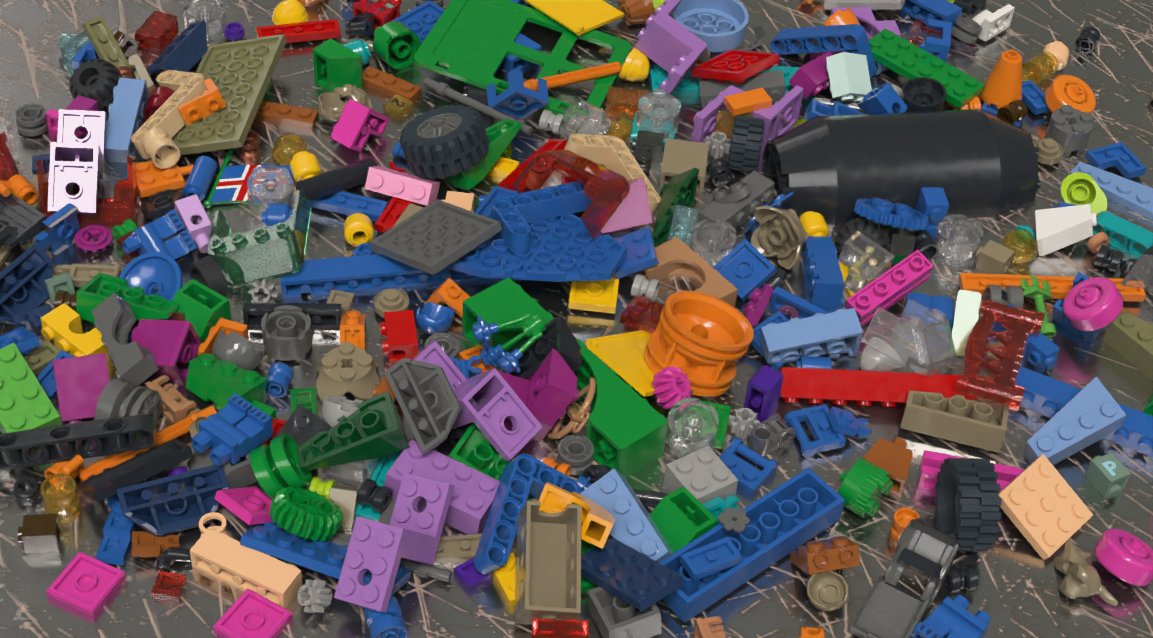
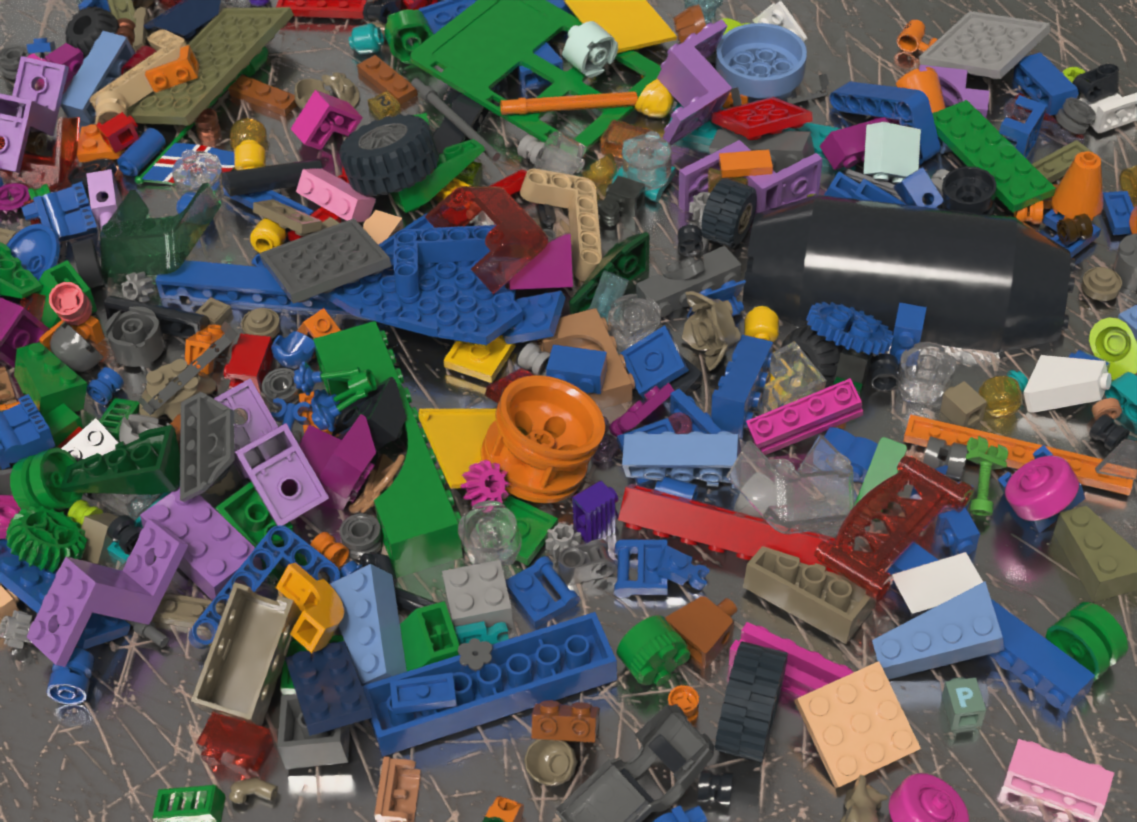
camera: 25 degrees right, 5 degrees up
(54, 101) = (41, 45): none -> blue plate
(177, 163) = (118, 132): none -> red brick
(223, 312) = (70, 303): none -> coral wheel
(336, 66) = (333, 50): green slope -> none
(375, 209) = (287, 217): none -> dark tan plate
(383, 310) = (191, 370): none -> dark grey piece
(470, 576) = (184, 647): dark purple tile -> none
(518, 100) = (496, 119): blue panel -> none
(568, 31) = (590, 48): none -> light aqua brick
(681, 157) = (659, 218): dark tan brick -> none
(695, 279) = (578, 367): none -> blue brick
(975, 63) = (1057, 163): none -> olive plate
(1051, 390) = (936, 582): none -> white sticker

